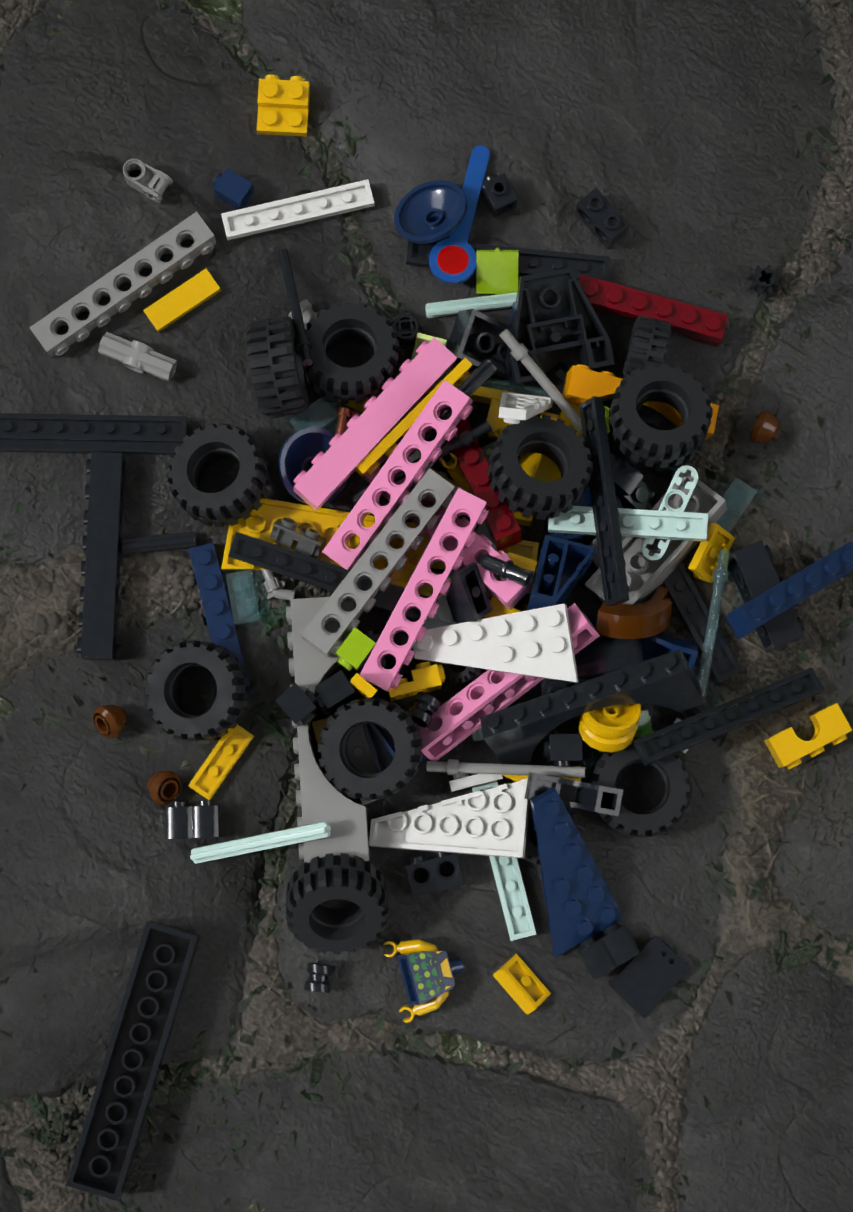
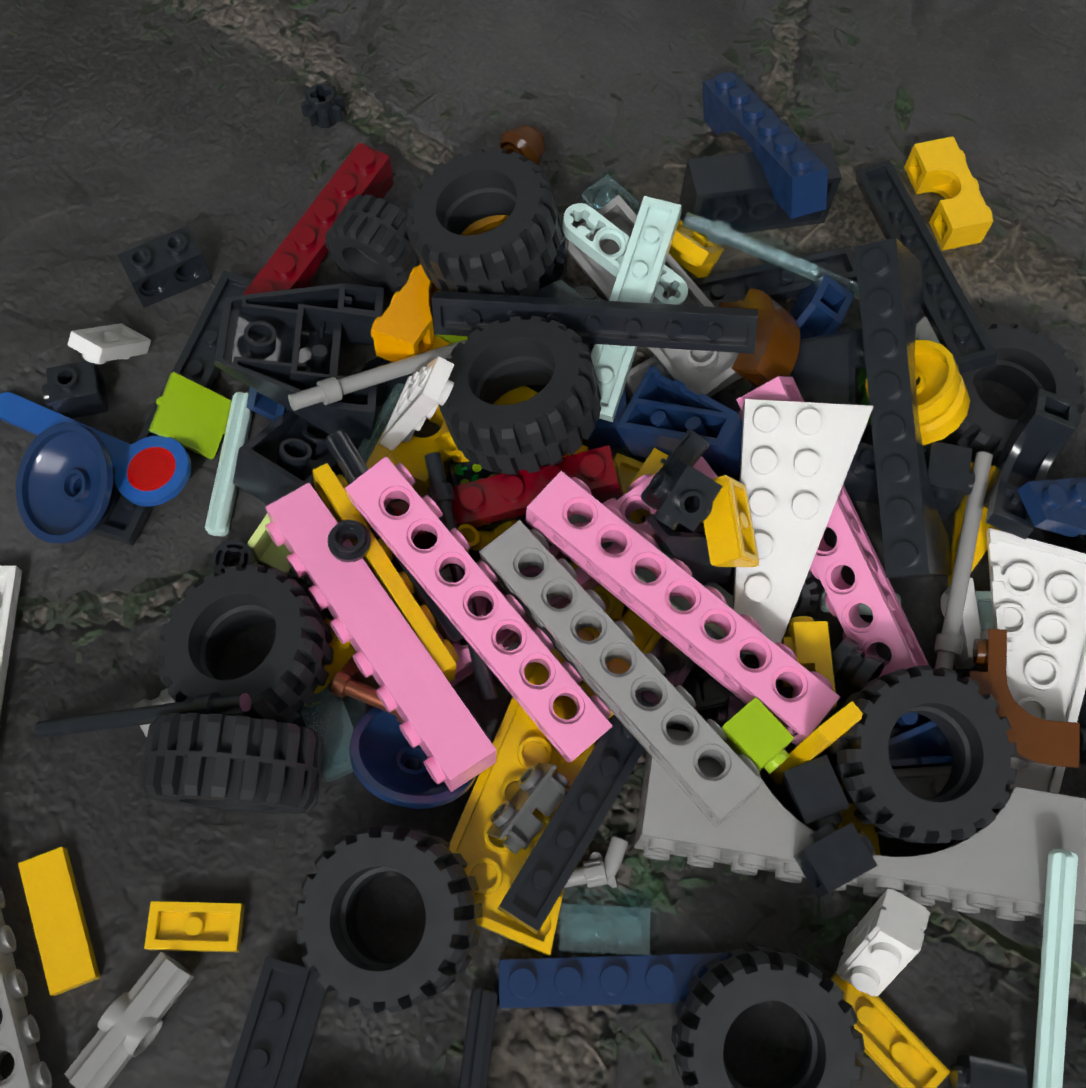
camera: 75 degrees left, 15 degrees down
(194, 374) = (194, 926): none -> yellow plate
(265, 747) = (883, 942): none -> white brick
(408, 804) = (1036, 739): none -> reddish brown arch
(421, 384) = (343, 531): none -> black plate
(480, 609) = (730, 527): none -> yellow slope
(485, 574) = (681, 495): none -> black brick
(534, 204) = (108, 343): none -> white plate

